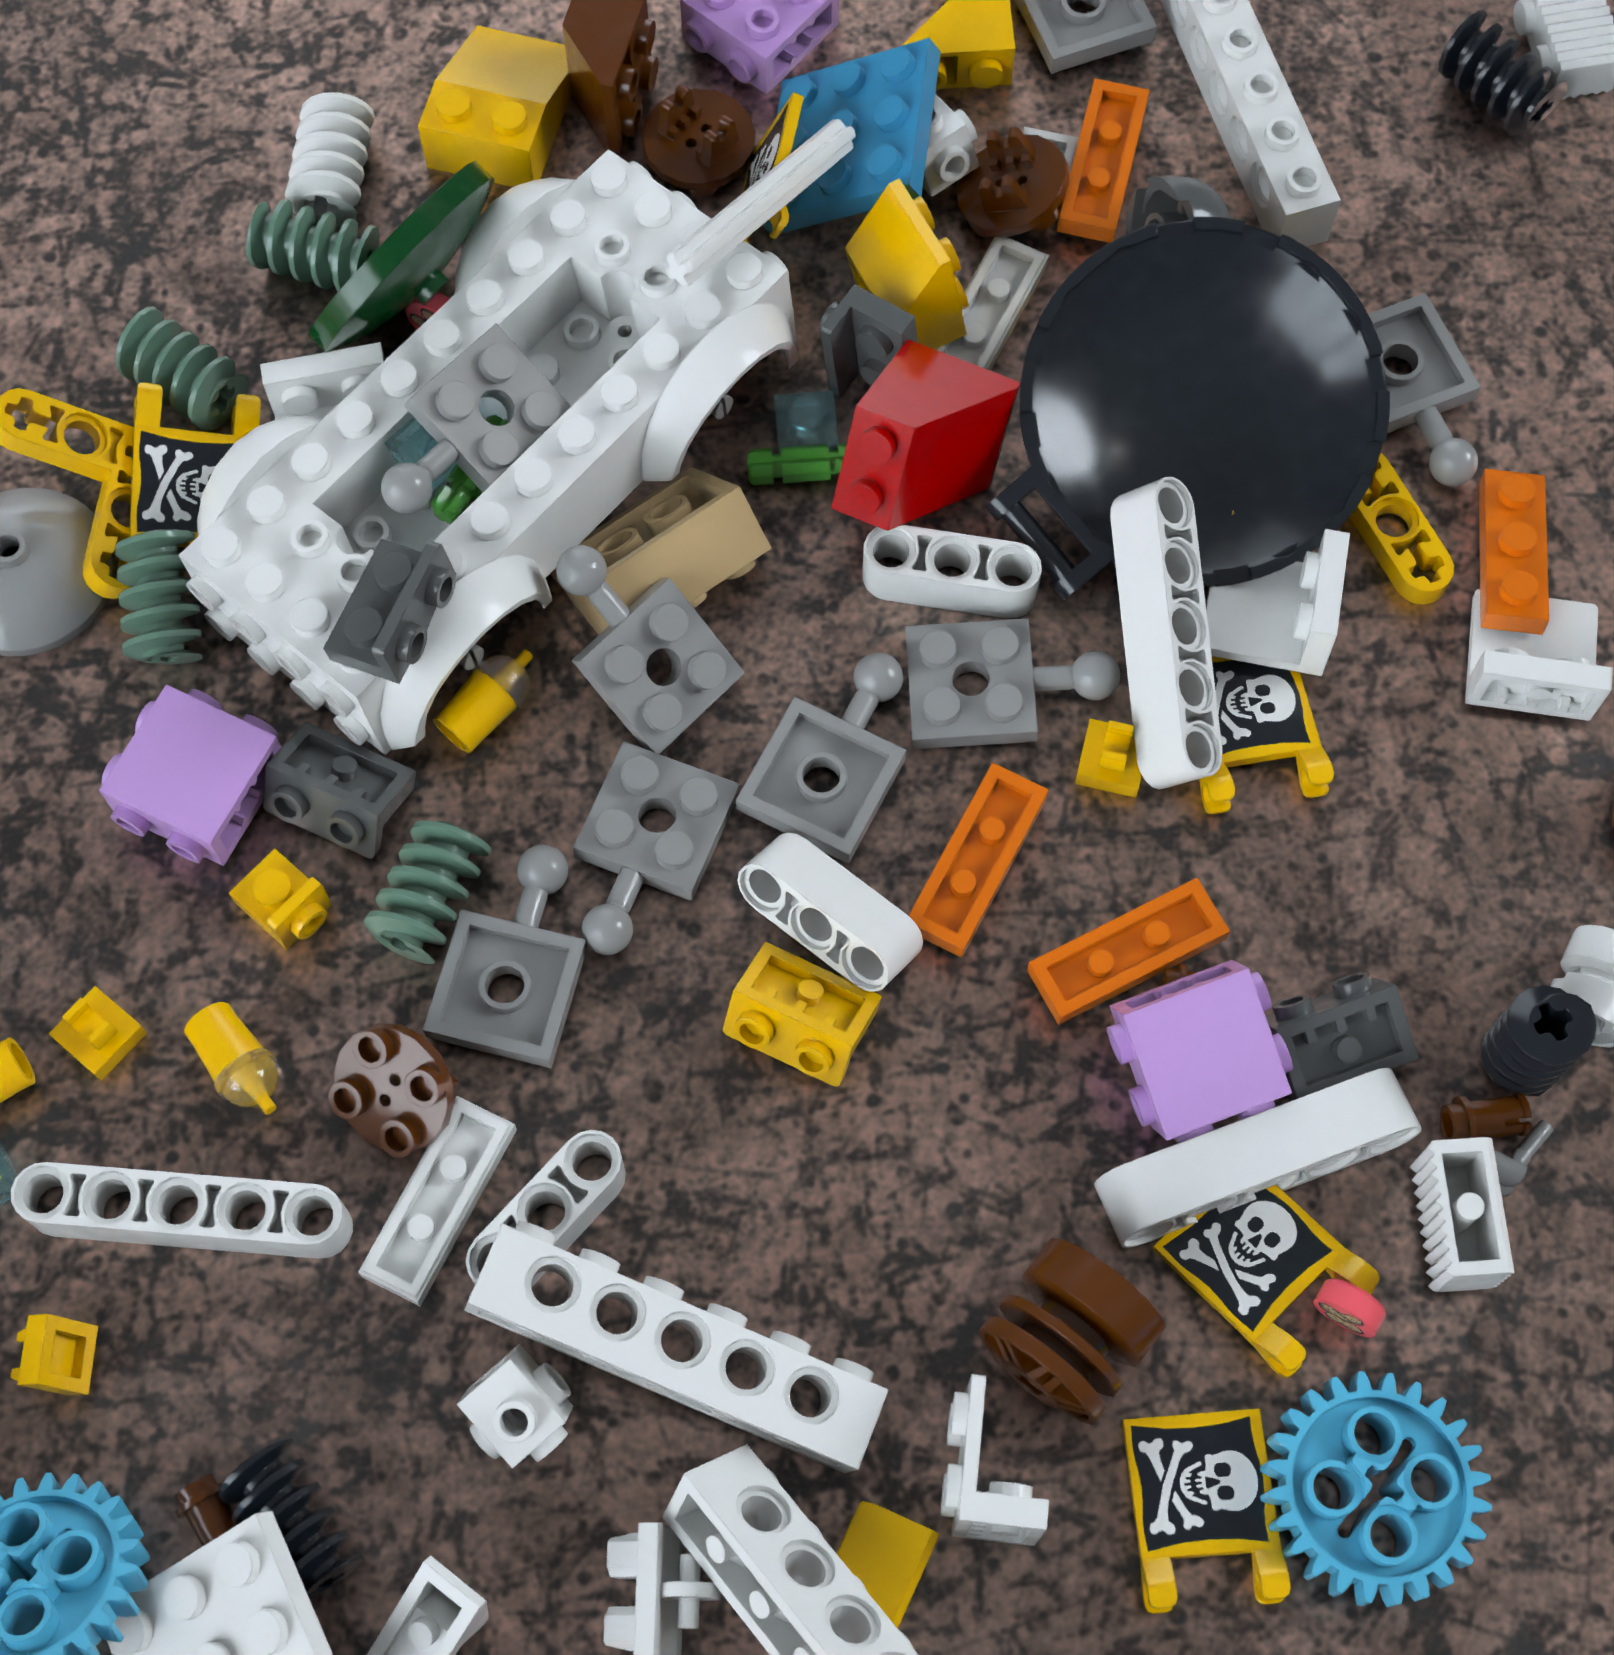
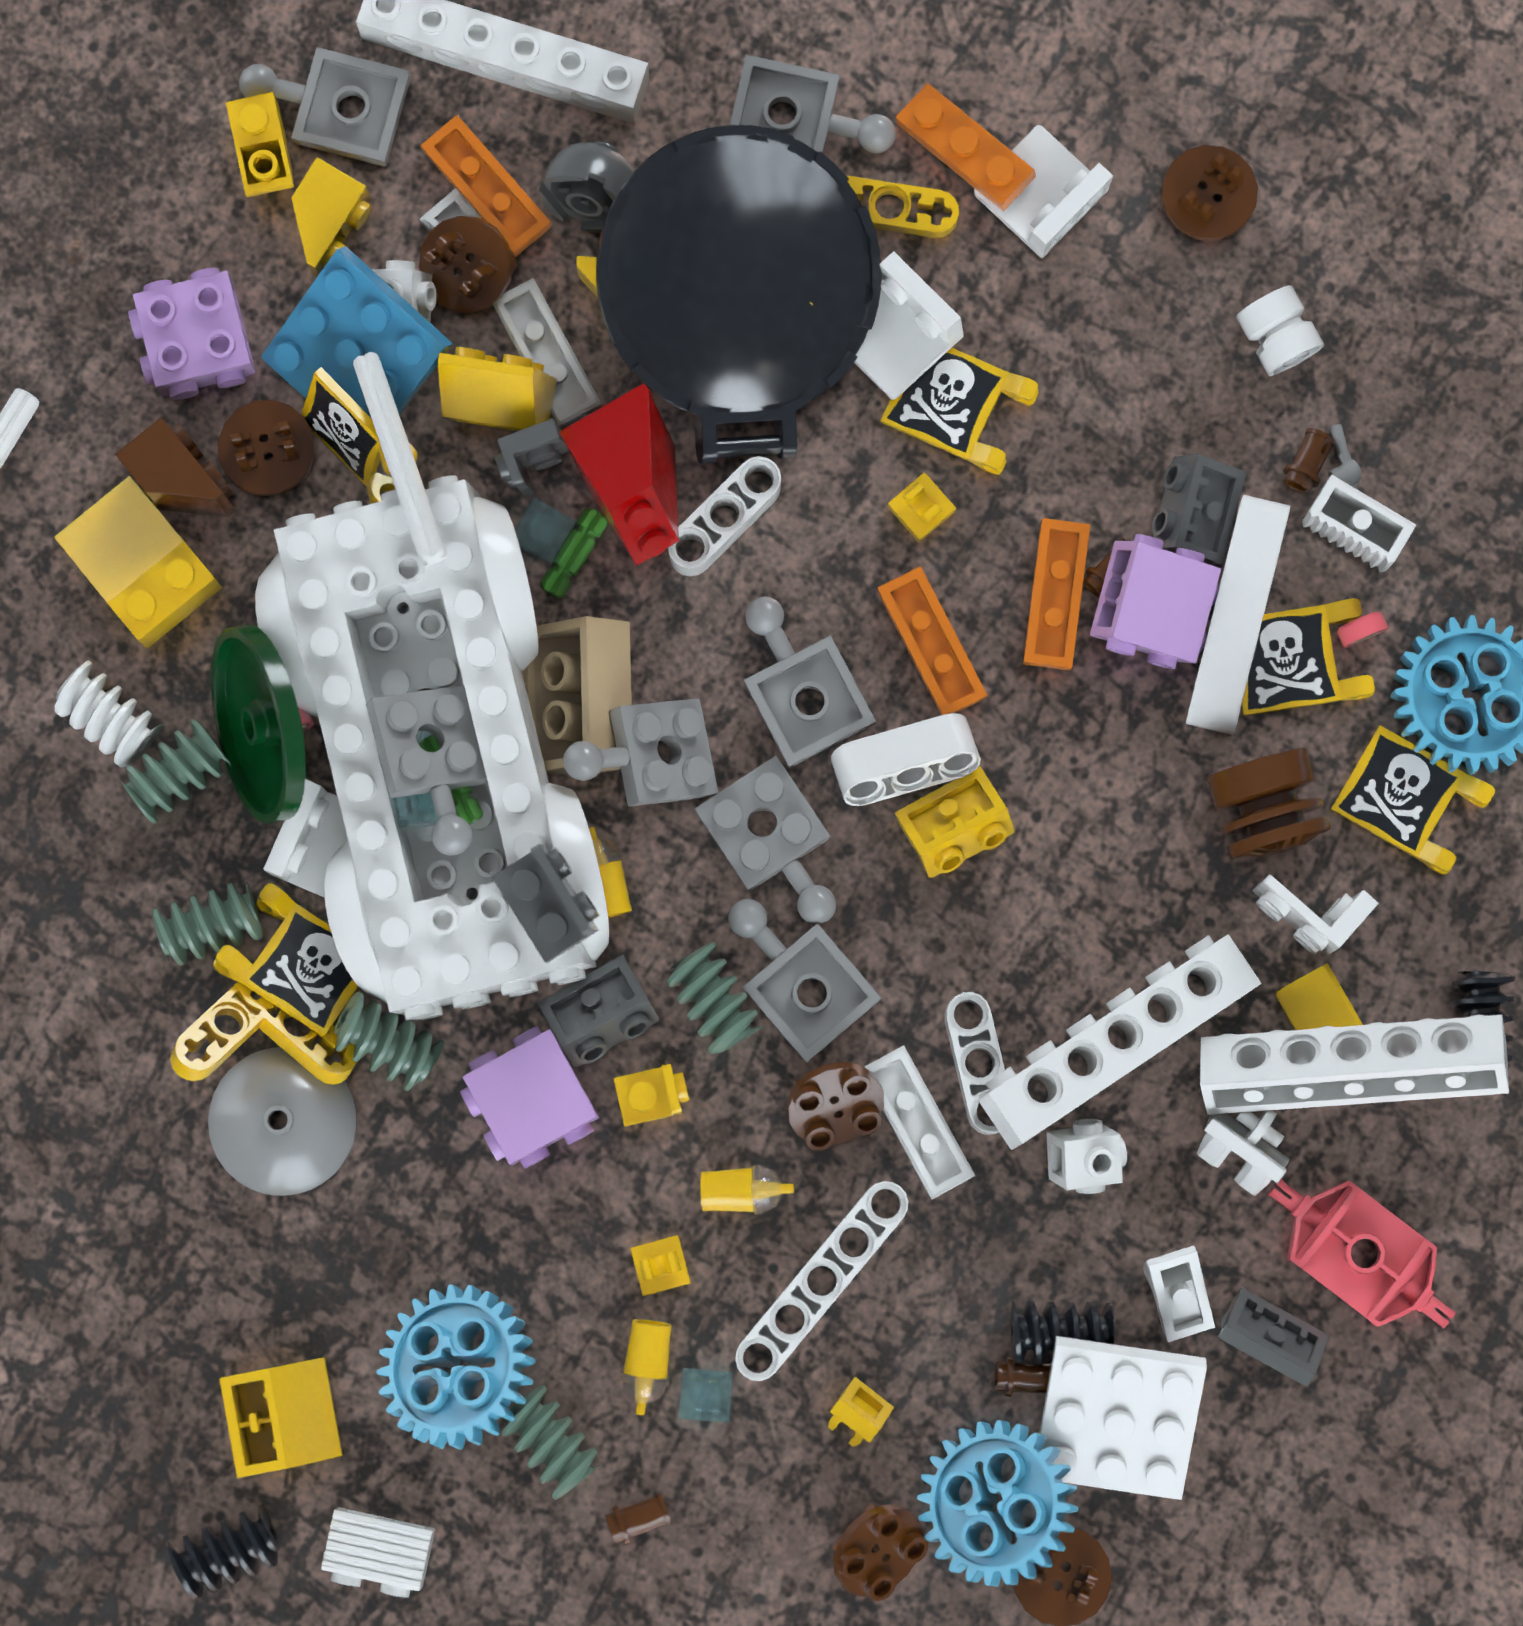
camera: 55 degrees left, 15 degrees up
(1004, 657) = (808, 525): light grey plate -> none
(1166, 634) = (873, 416): white beam -> none
(1537, 1039) = (1308, 393): black piece -> none

